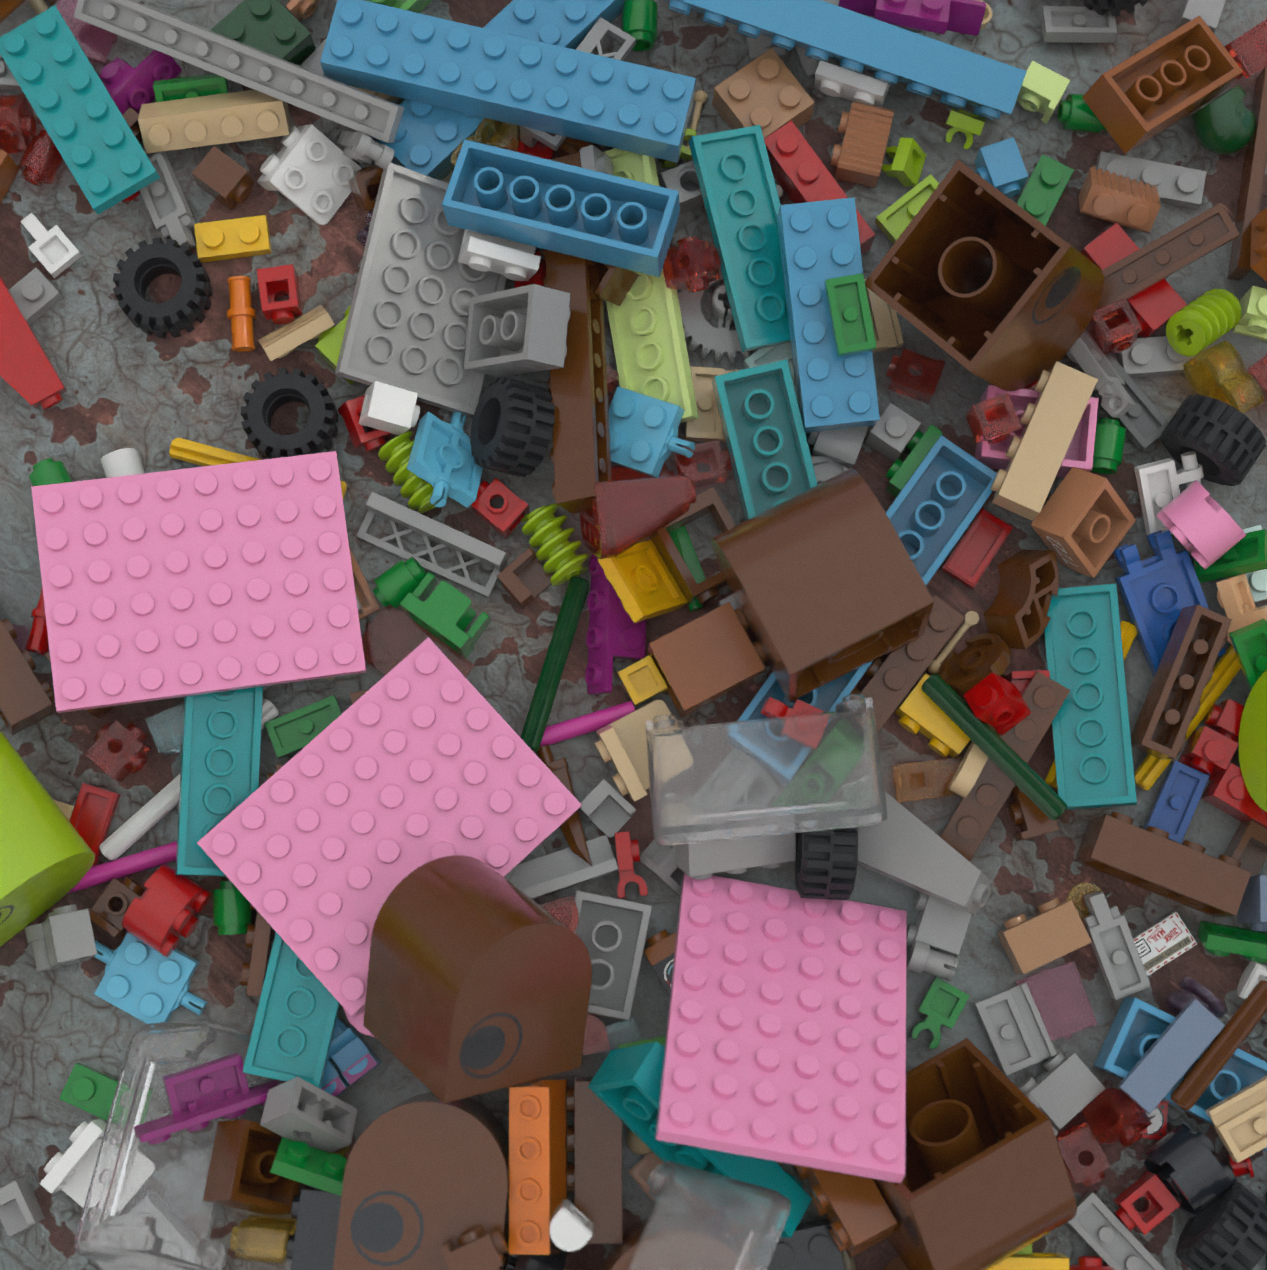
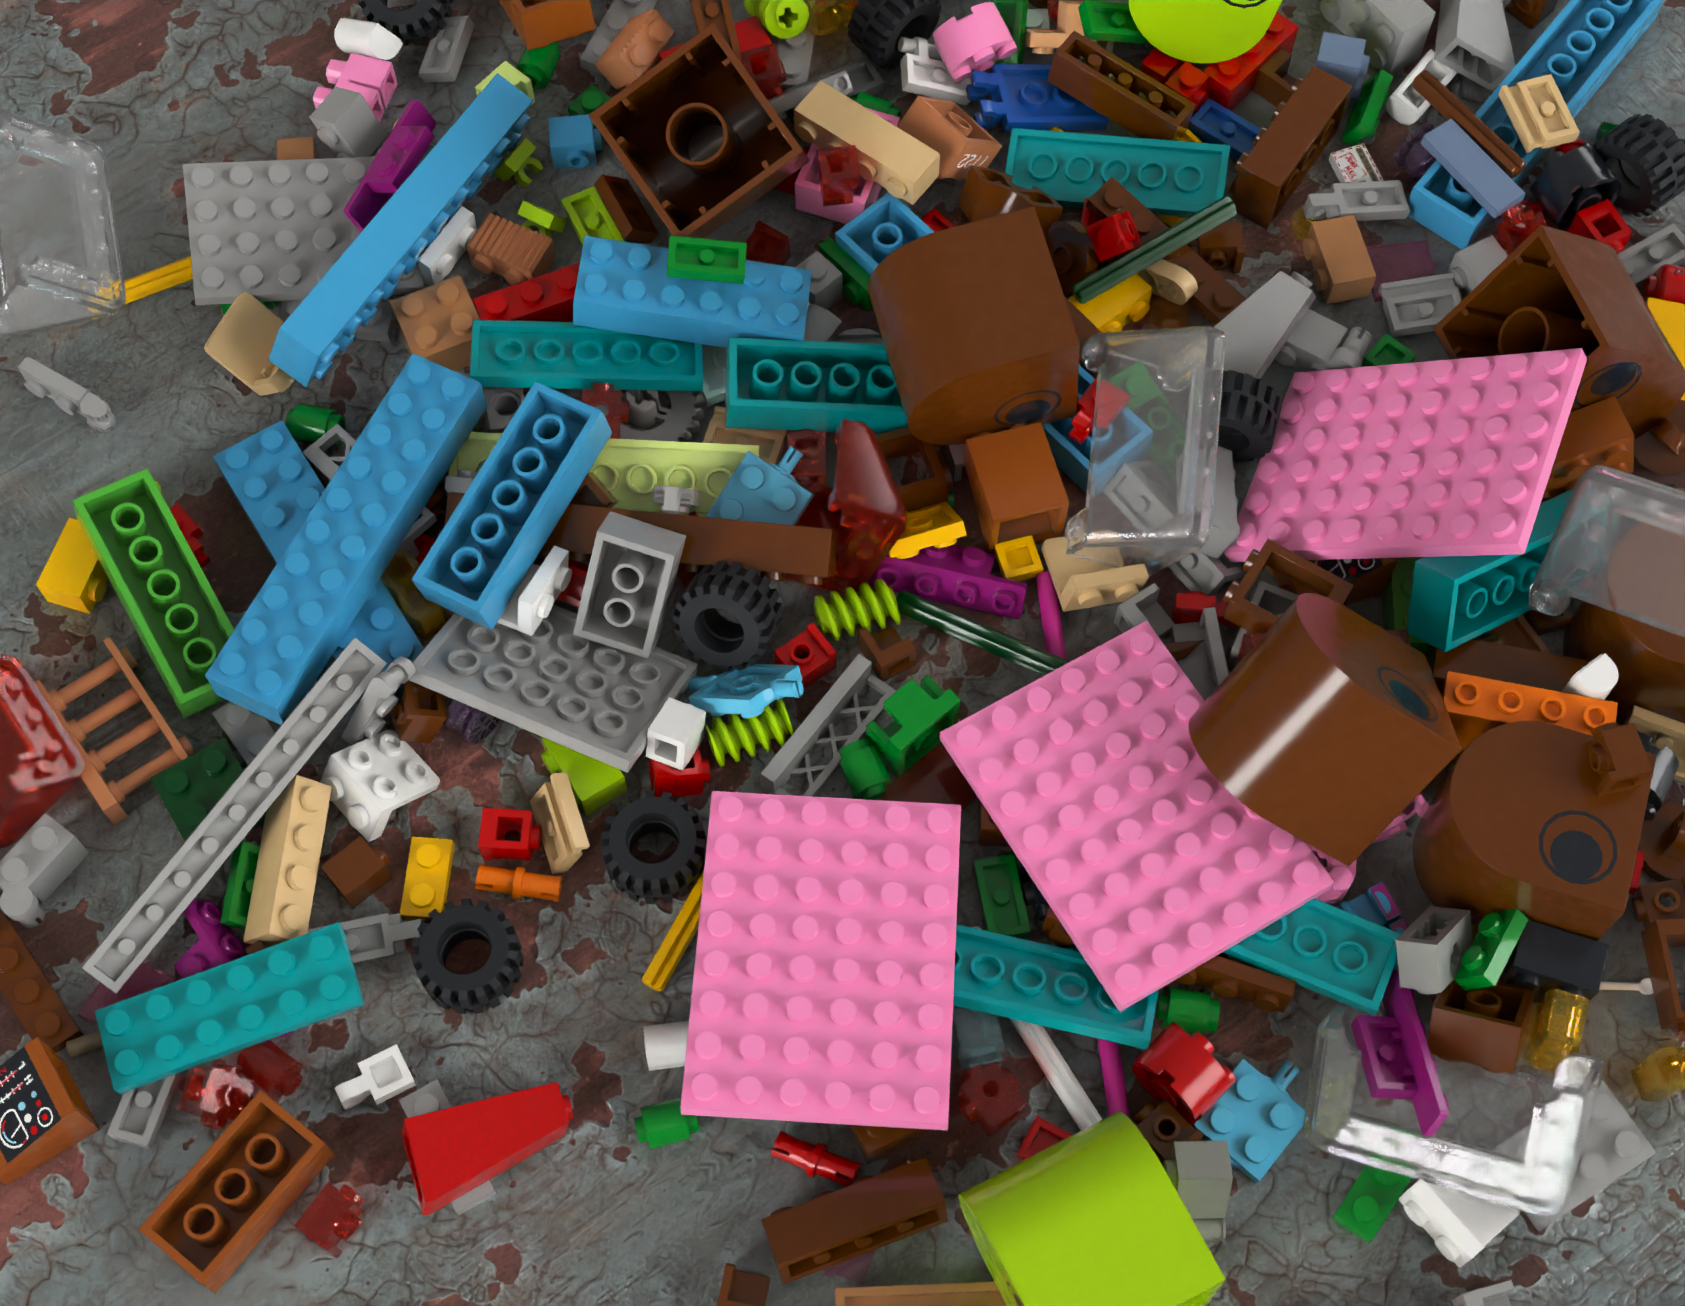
camera: 75 degrees left, 15 degrees down
(612, 351) = (676, 499): none -> light grey hinge
(657, 897) = (1258, 620): none -> reddish brown window

